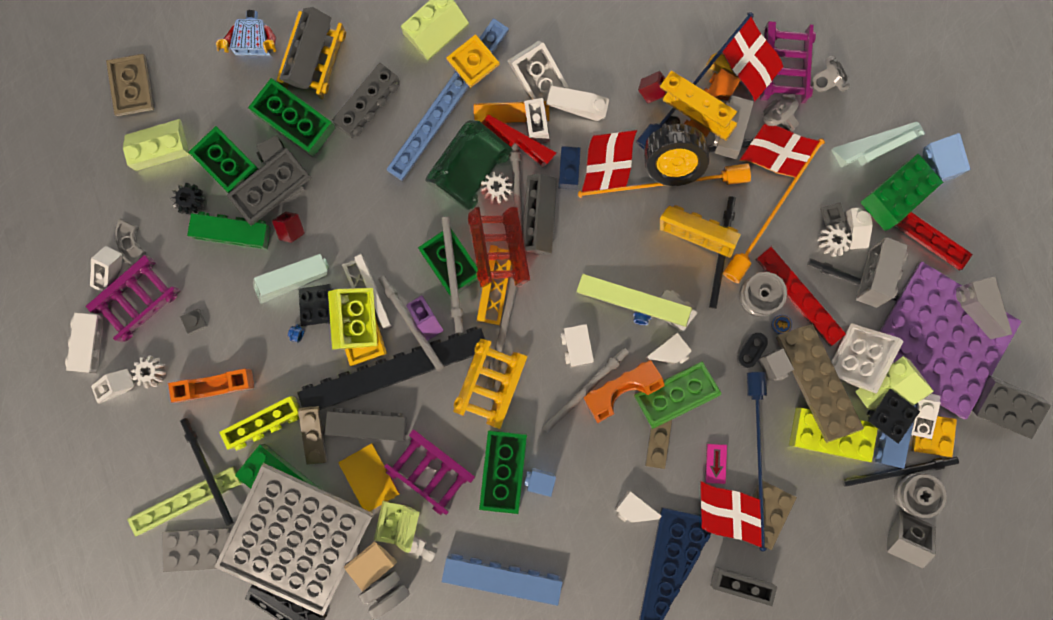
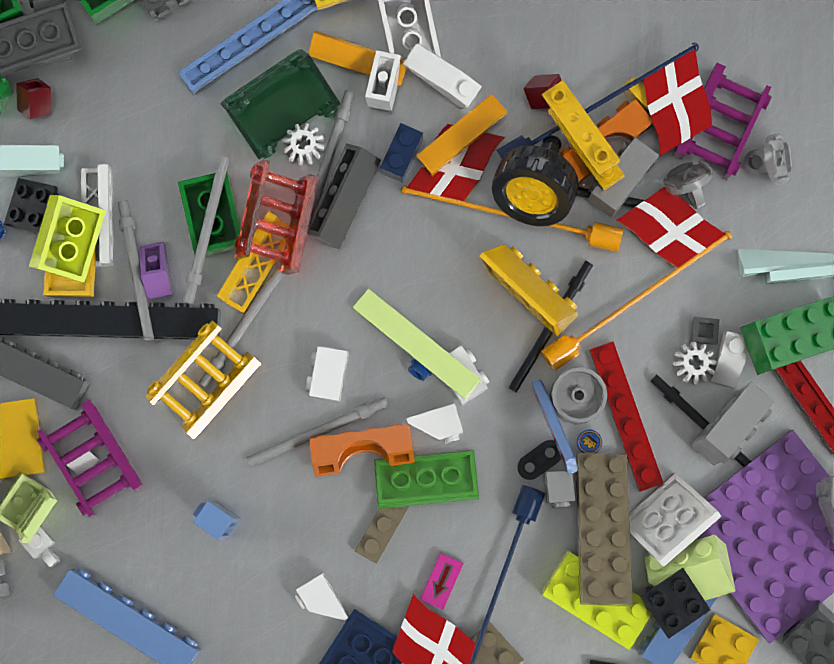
camera: 25 degrees right, 0 degrees up
(503, 472) = (177, 492): green brick -> none
(537, 151) = (342, 87): red slope -> none
(606, 139) = (461, 134): none -> light orange tile
(757, 322) = (555, 426): none -> medium blue tile
(926, 419) = (719, 619): white slope -> none

